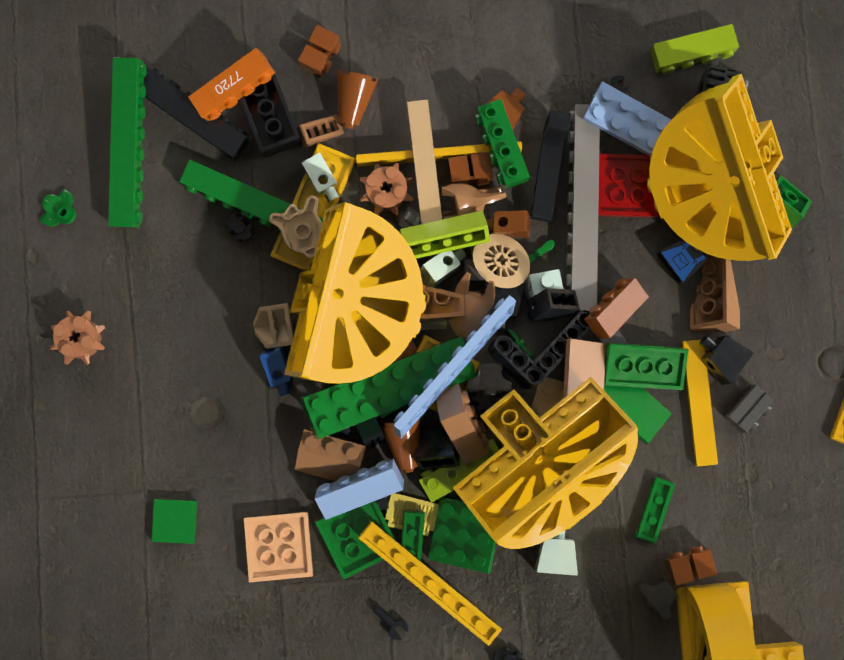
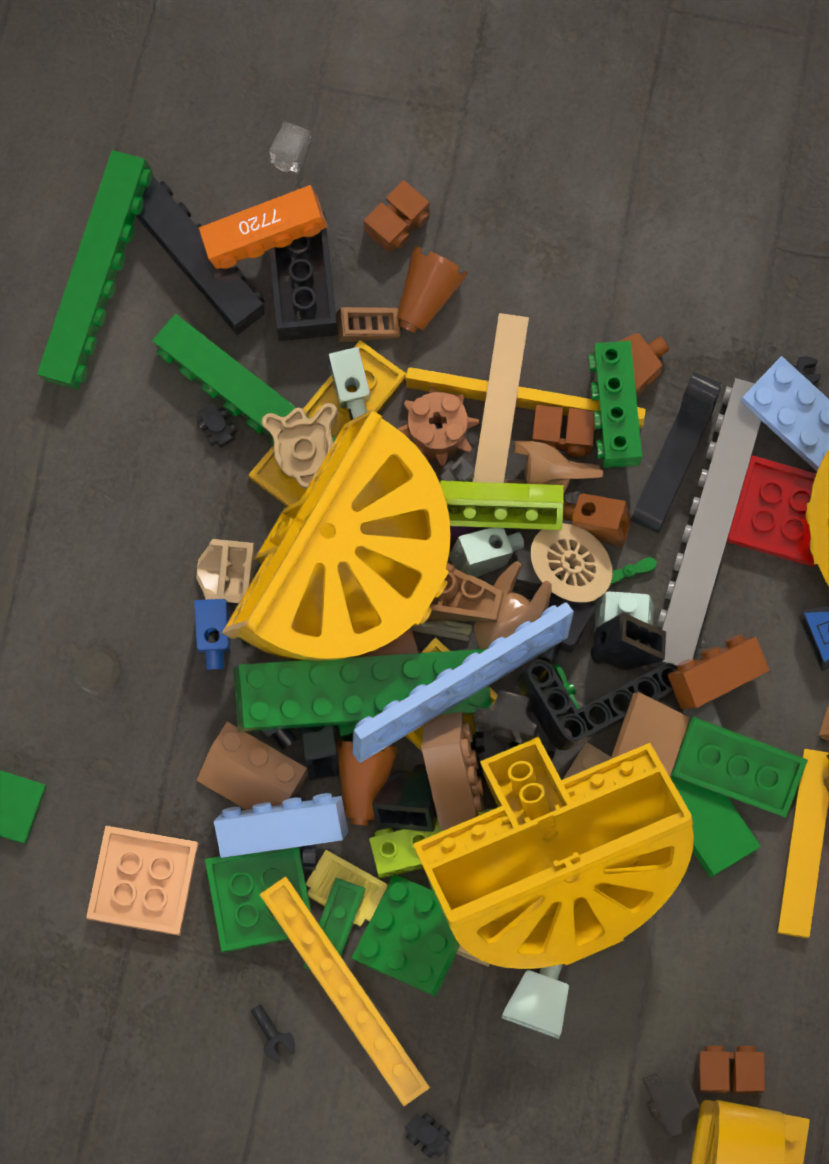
camera: 20 degrees right, 10 degrees down
(233, 21) = (290, 147): none -> clear brick
(654, 510) = (700, 979): green tile -> none

